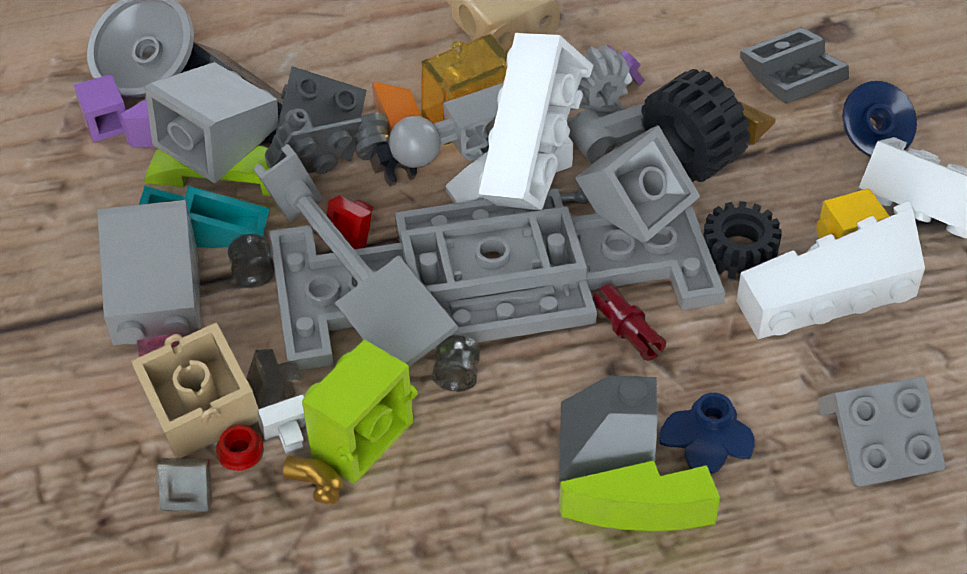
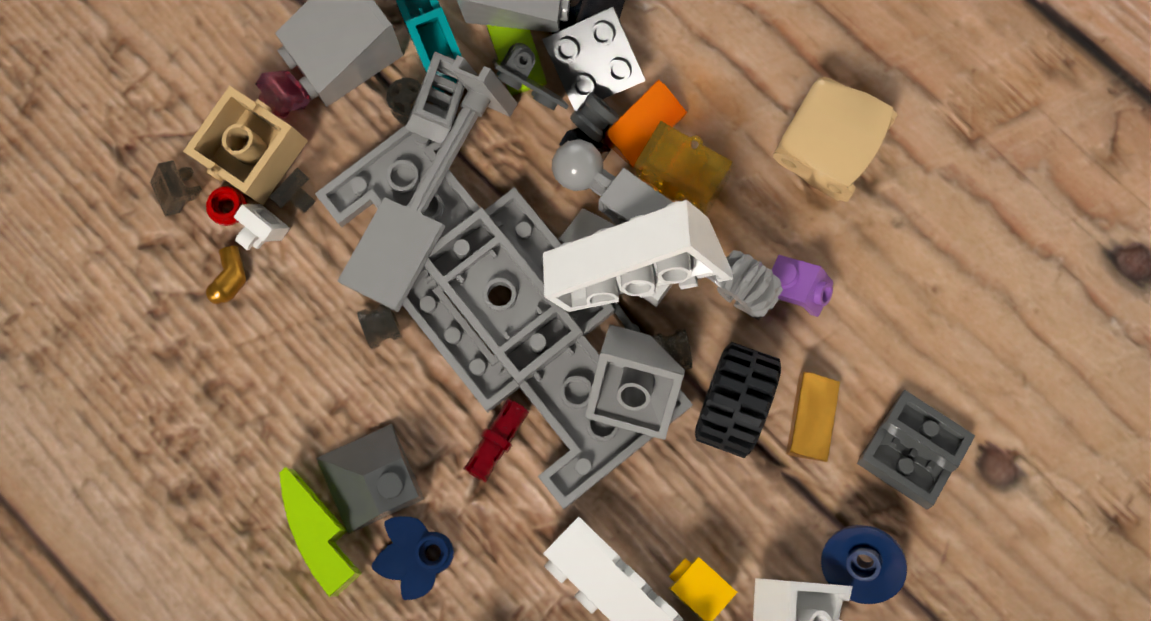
camera: 65 degrees right, 30 degrees up
(274, 224) = (430, 120): none -> light grey slope
(351, 220) = (487, 156): red tile -> none
(358, 410) = (277, 277): lime brick -> none
(596, 133) = (710, 314): light grey piece -> none
(743, 223) = (640, 470): black tyre -> none

